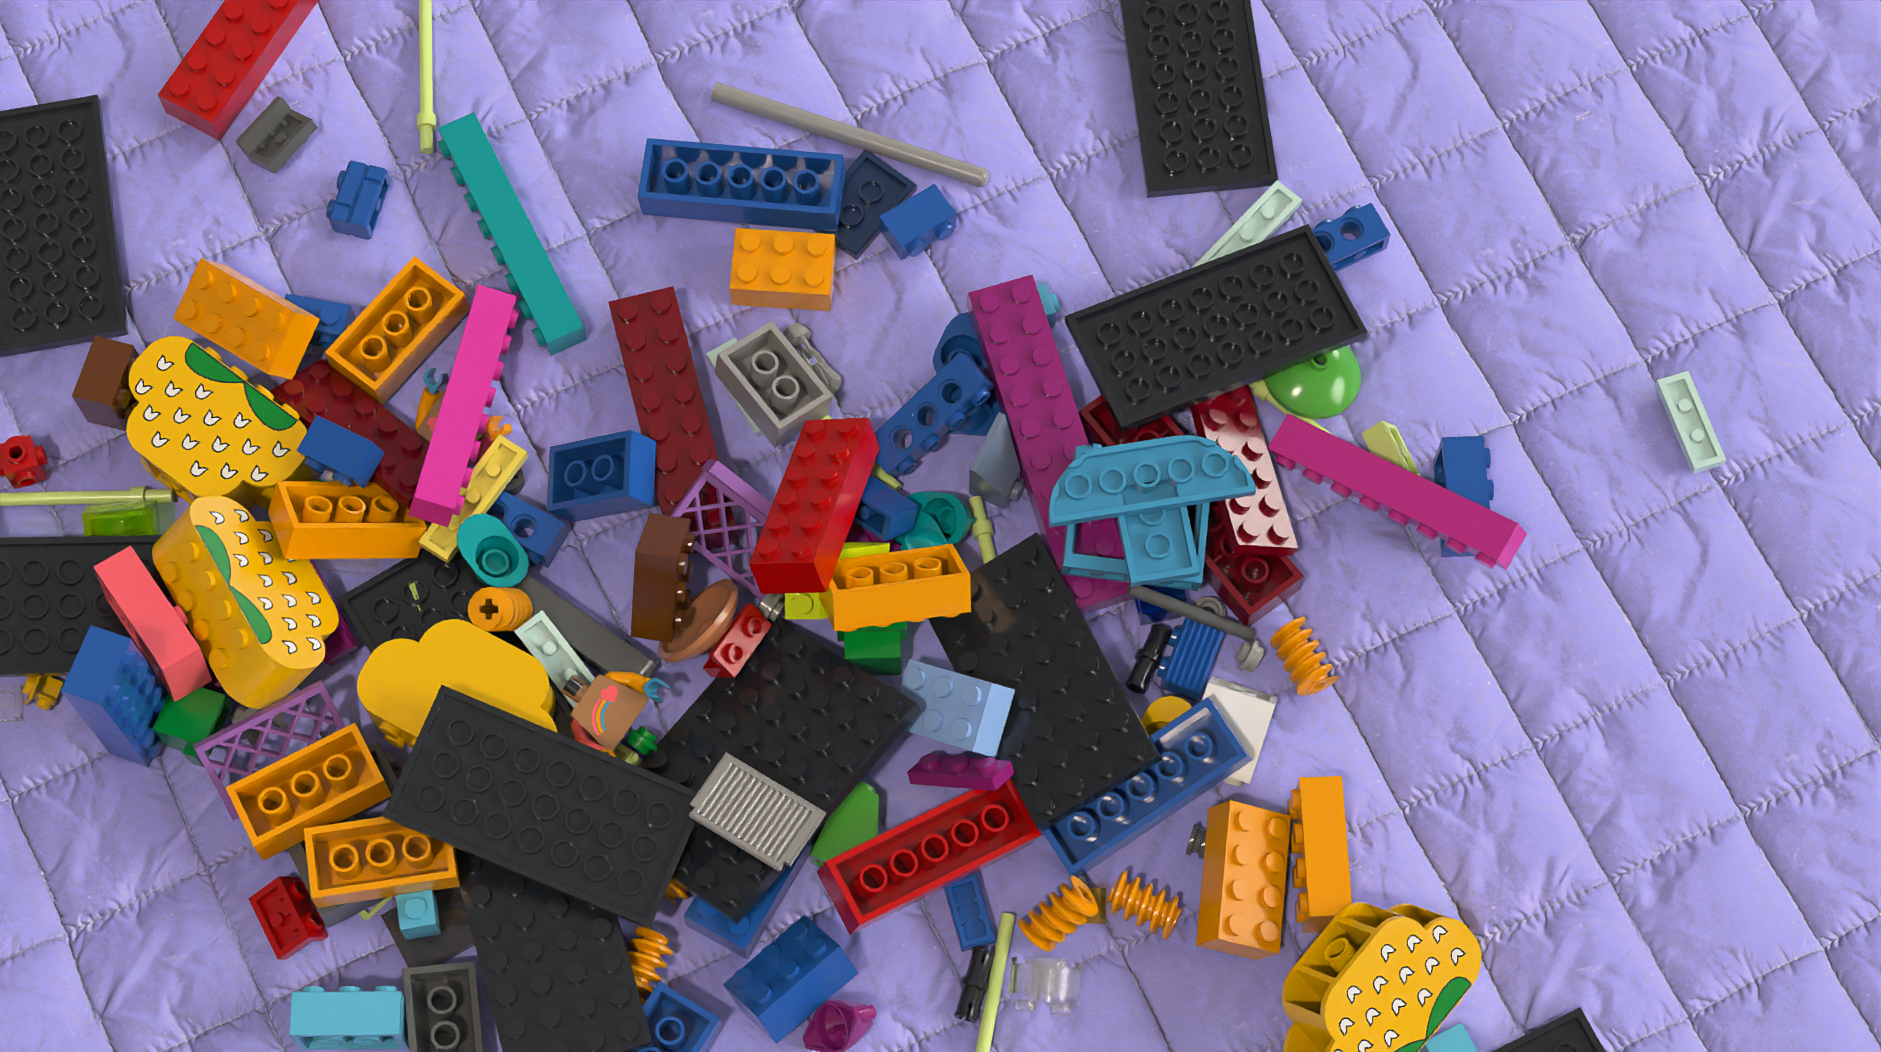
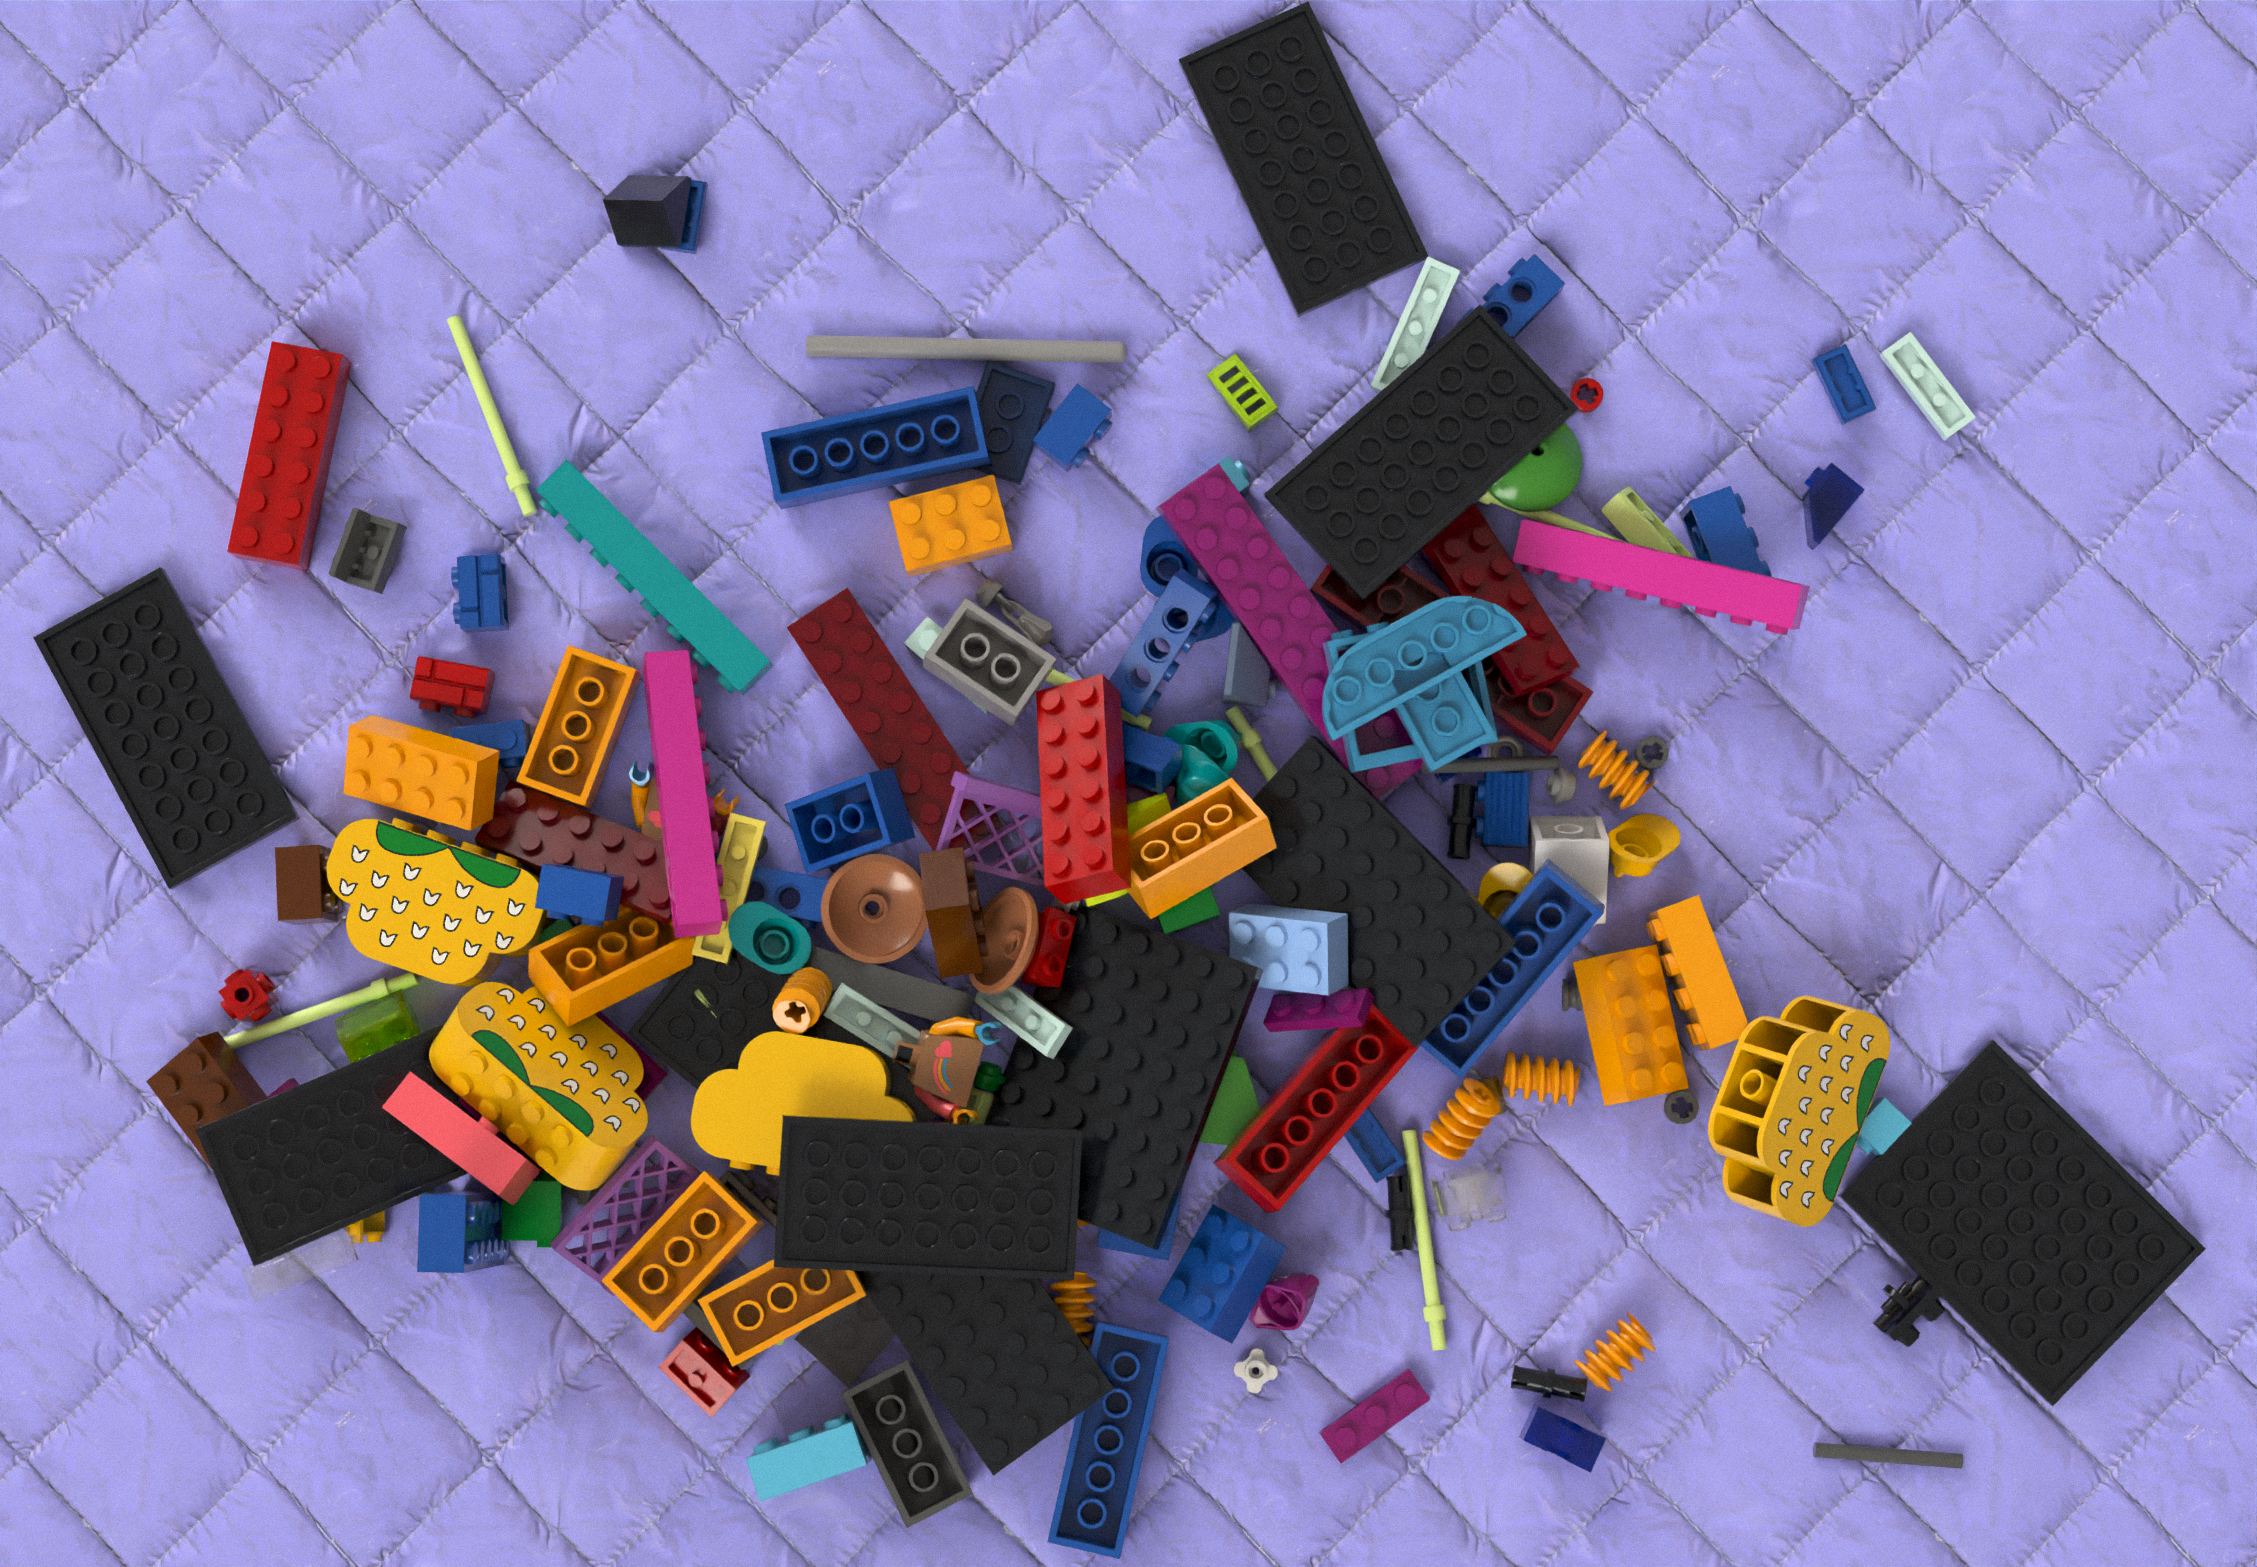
camera: 15 degrees left, 15 degrees up
(303, 266) = (451, 686): none -> red brick
(418, 914) = (835, 1332): medium azure brick -> none
(588, 537) = (899, 914): none -> nougat dish
(694, 694) = (1026, 1018): none -> light aqua plate
(755, 813) = (1138, 1135): light grey window -> none
(1083, 265) = (1261, 414): none -> lime slope
(1258, 981) = (1687, 1098): none -> dark grey bush
(1304, 728) = (1641, 844): none -> yellow piece
(1341, 645) = (1648, 742): none -> dark grey bush
(1387, 331) = (1590, 385): none -> red bush
(1570, 489) = (1826, 501): none -> clear blue slope
(1614, 398) = (1843, 384): none -> blue plate

